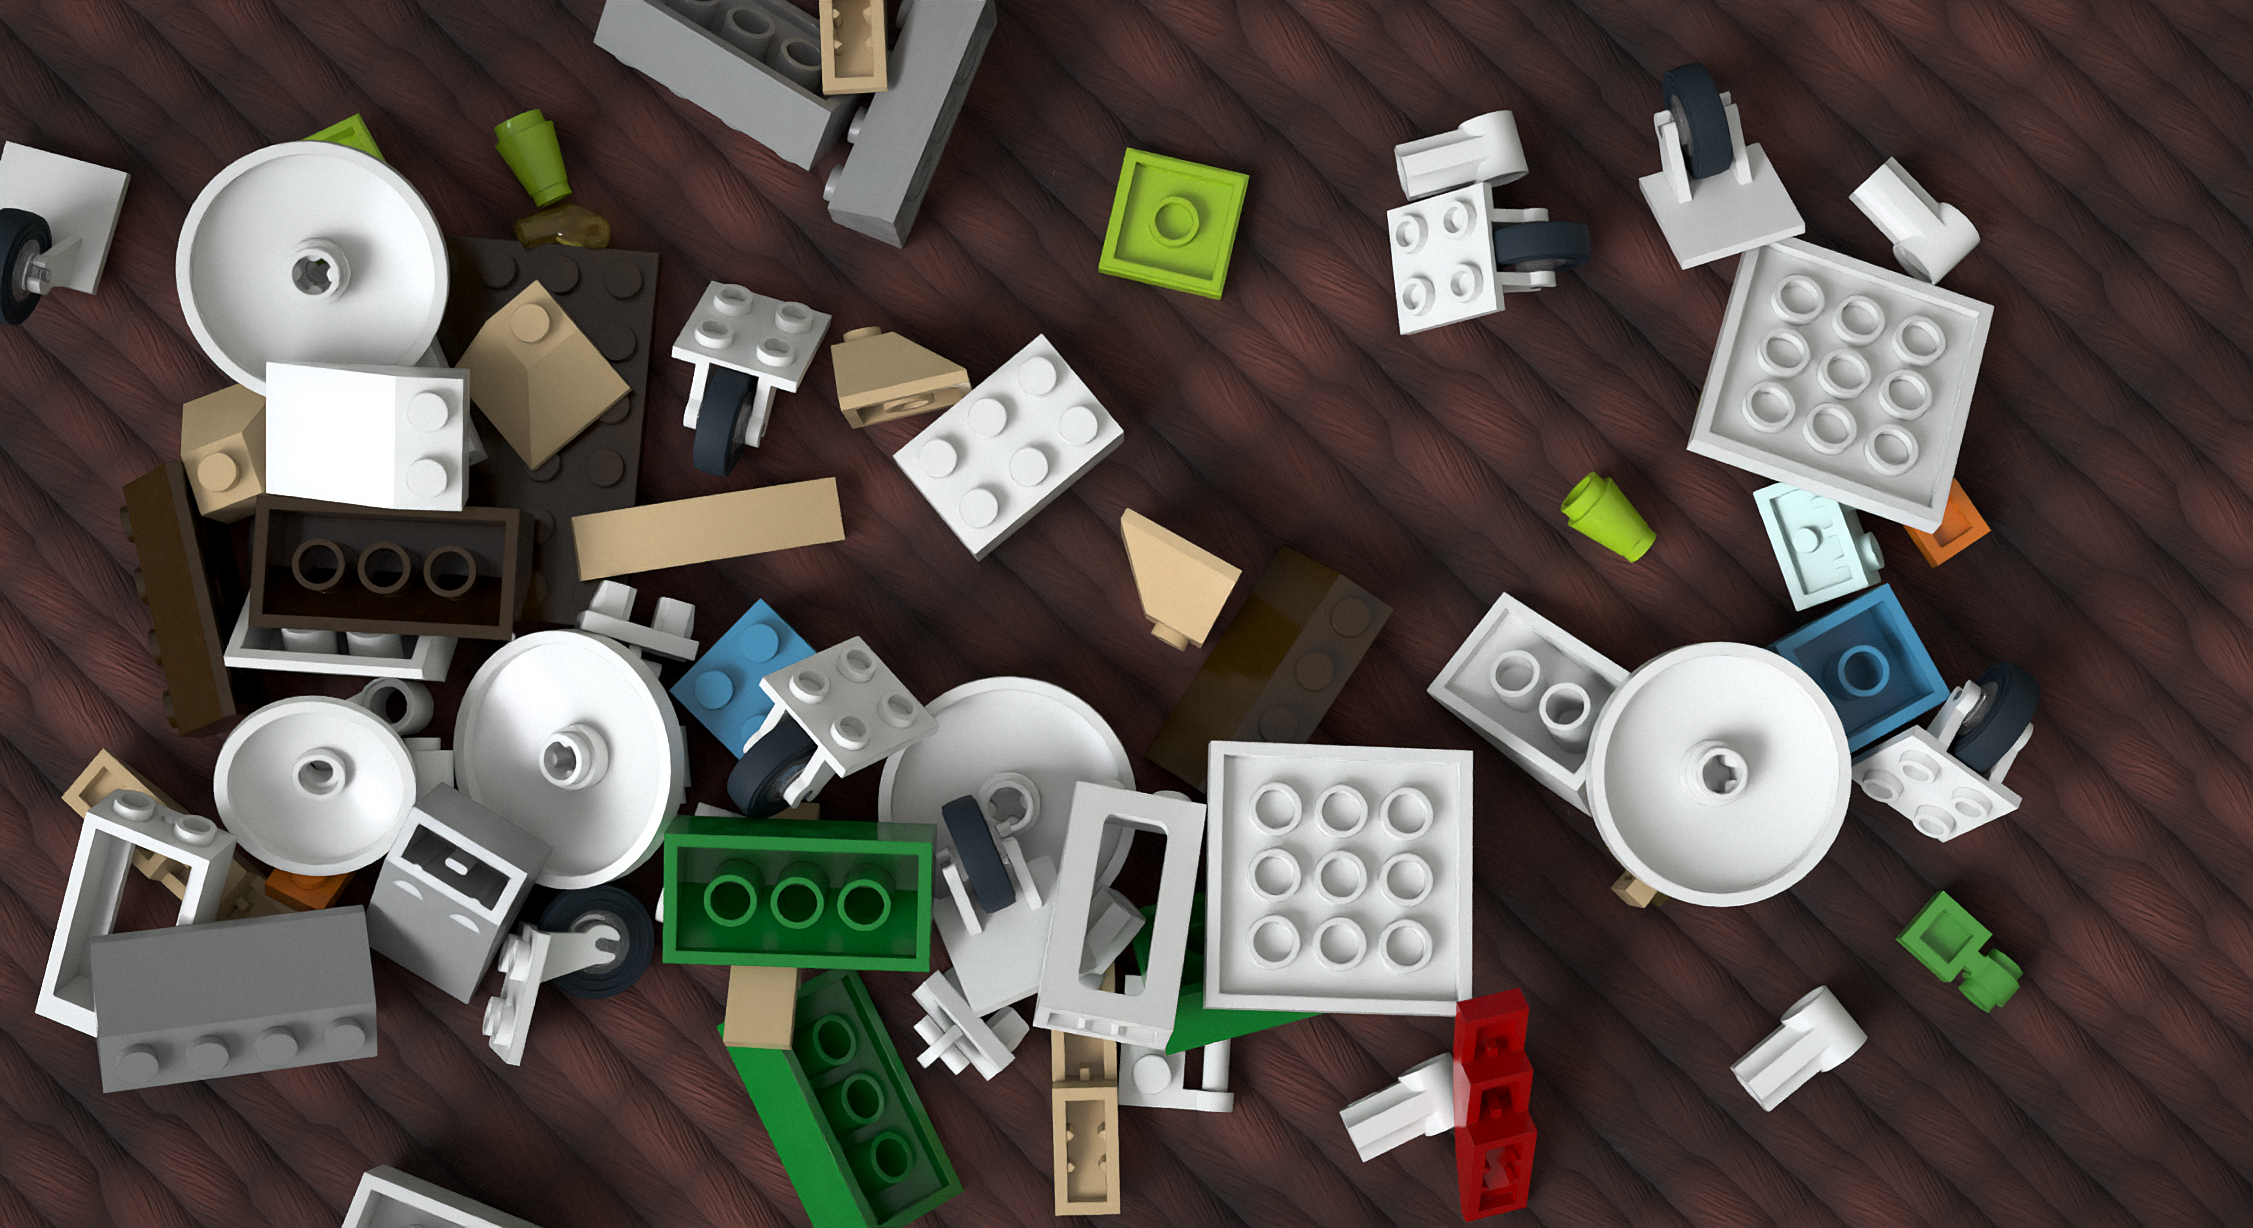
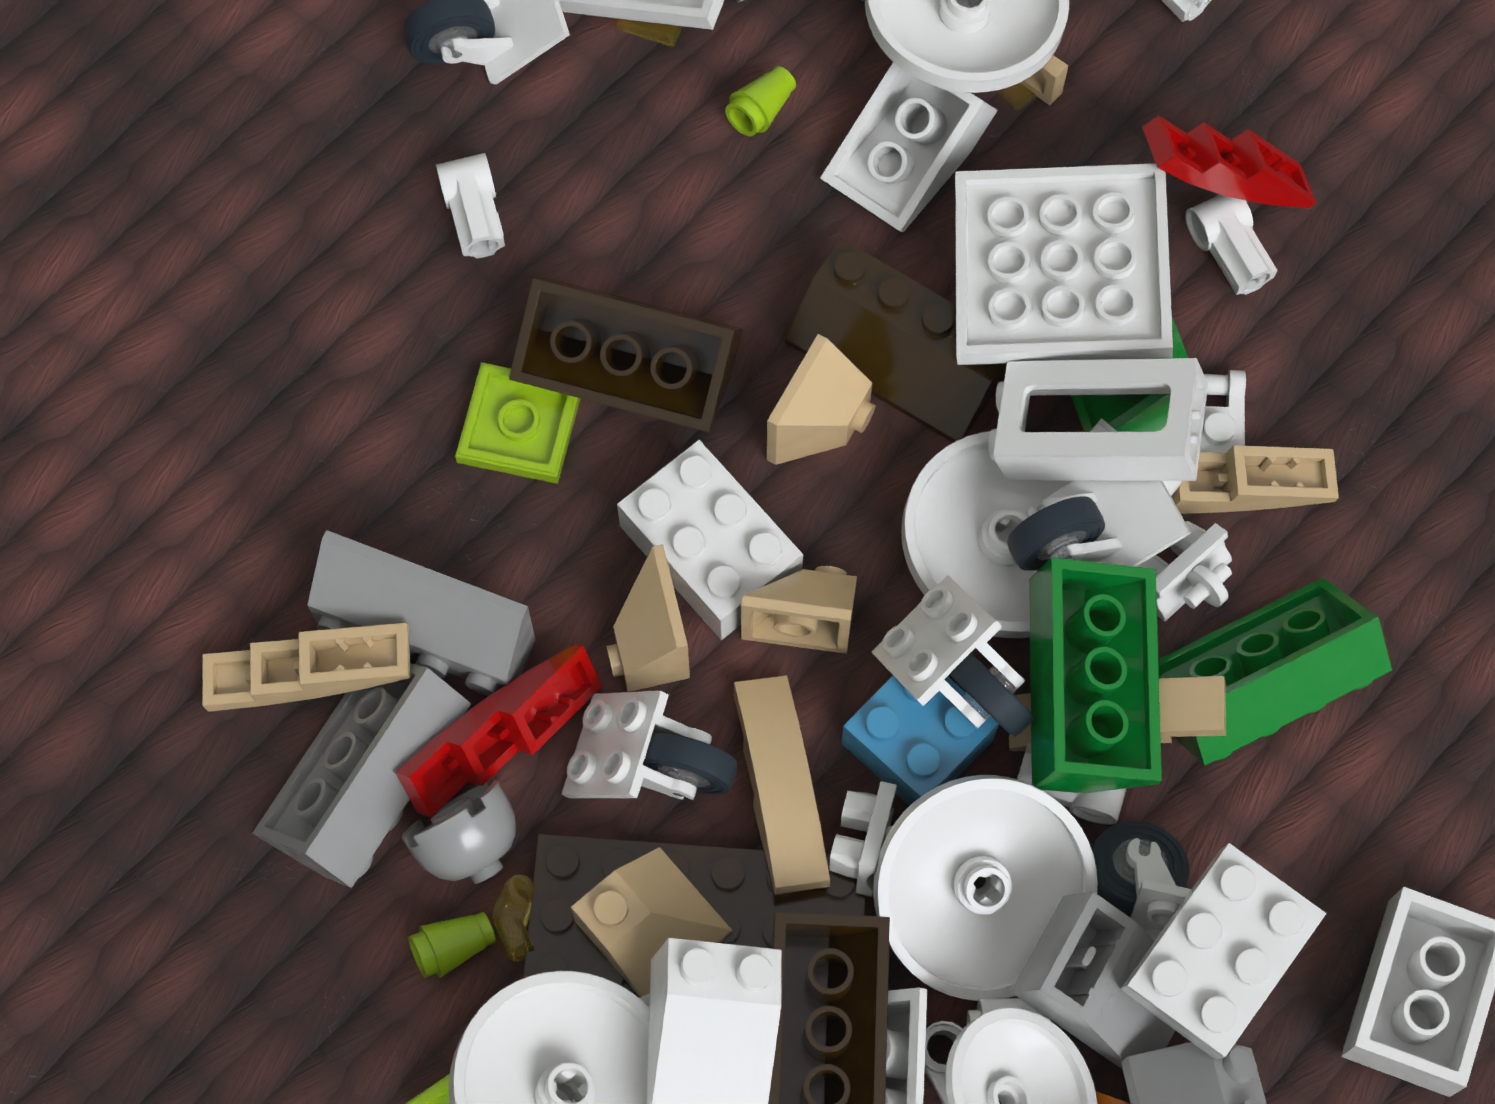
camera: 90 degrees left, 15 degrees down
(446, 1018) = (1223, 951): none -> white brick
(651, 167) = (465, 835): none -> light grey cylinder
(791, 221) = (492, 732): none -> red slope
(916, 564) = (802, 610): none -> tan slope
(1253, 346) = (624, 353): none -> dark brown slope
(1458, 268) = (557, 202): white plate -> none

